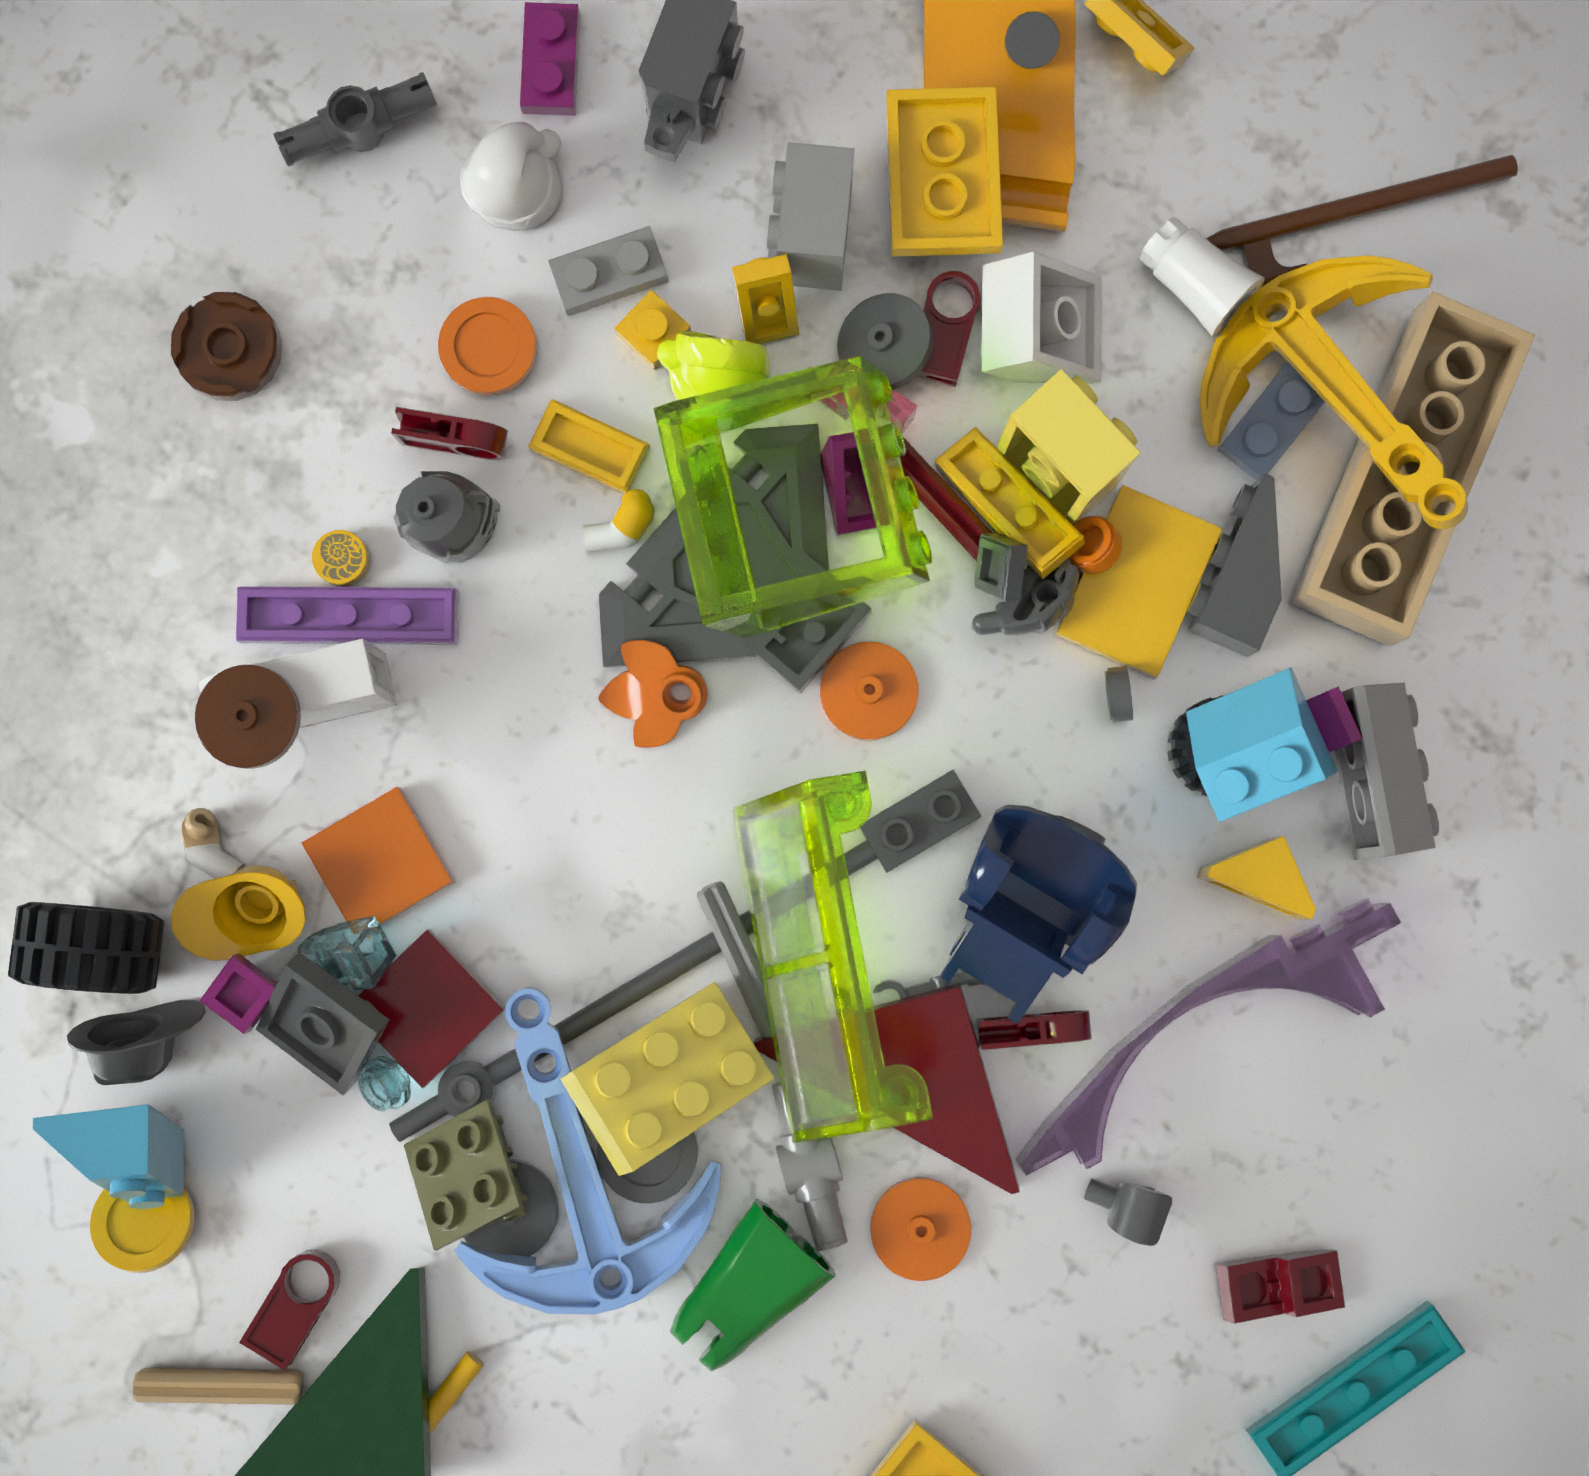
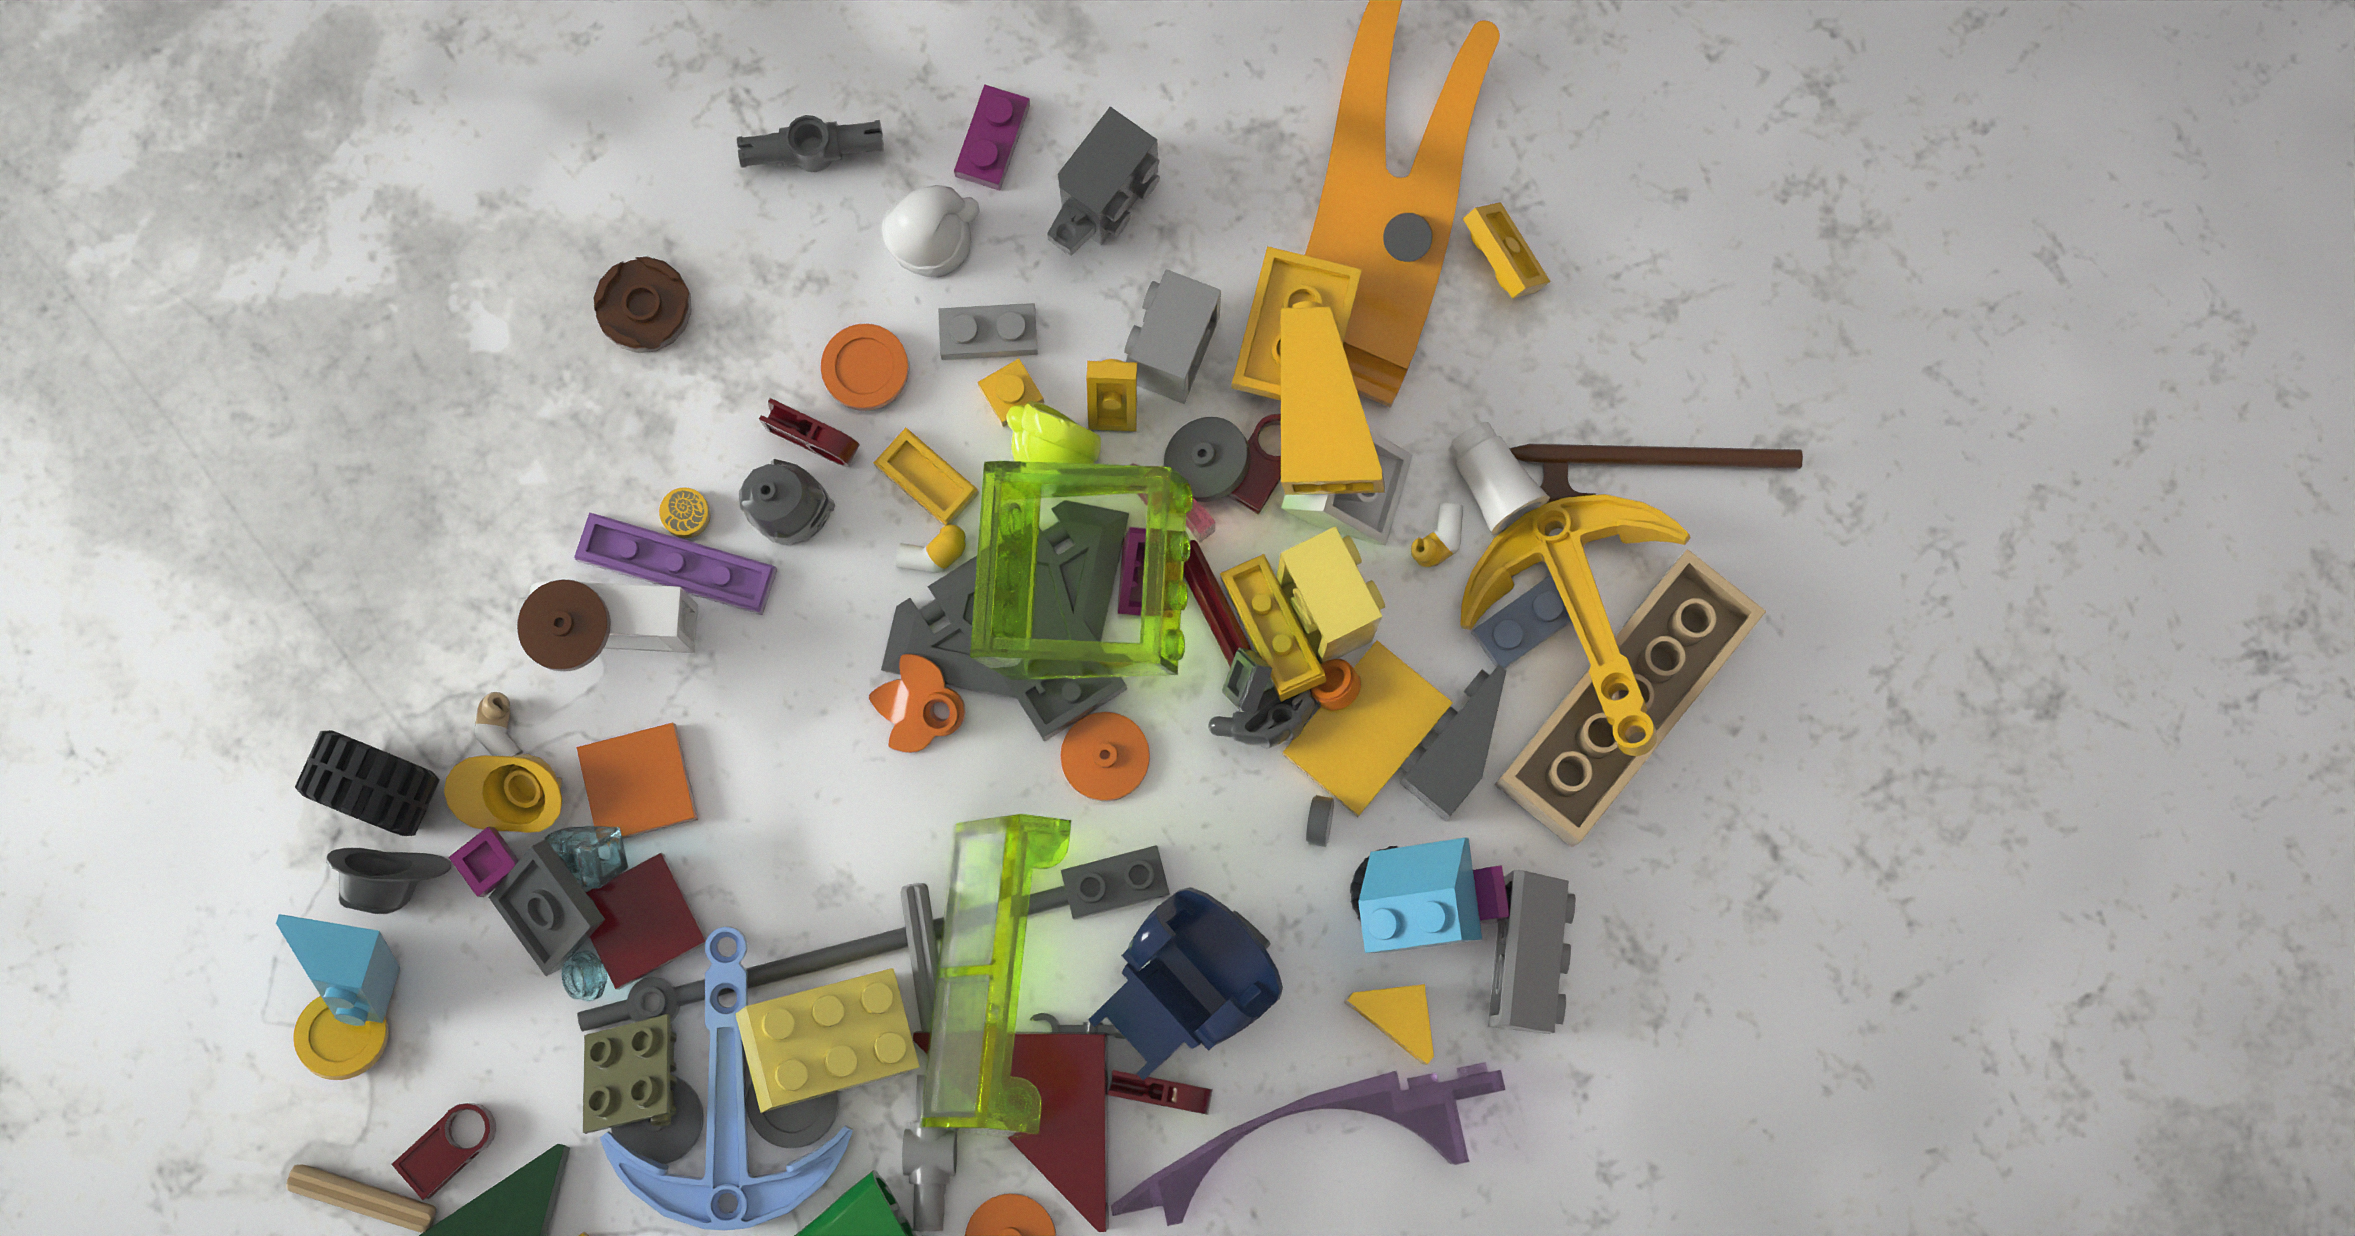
camera: 15 degrees right, 5 degrees down
(1006, 254) = (1322, 419): none -> yellow slope
(1162, 358) = (1443, 541): none -> arm

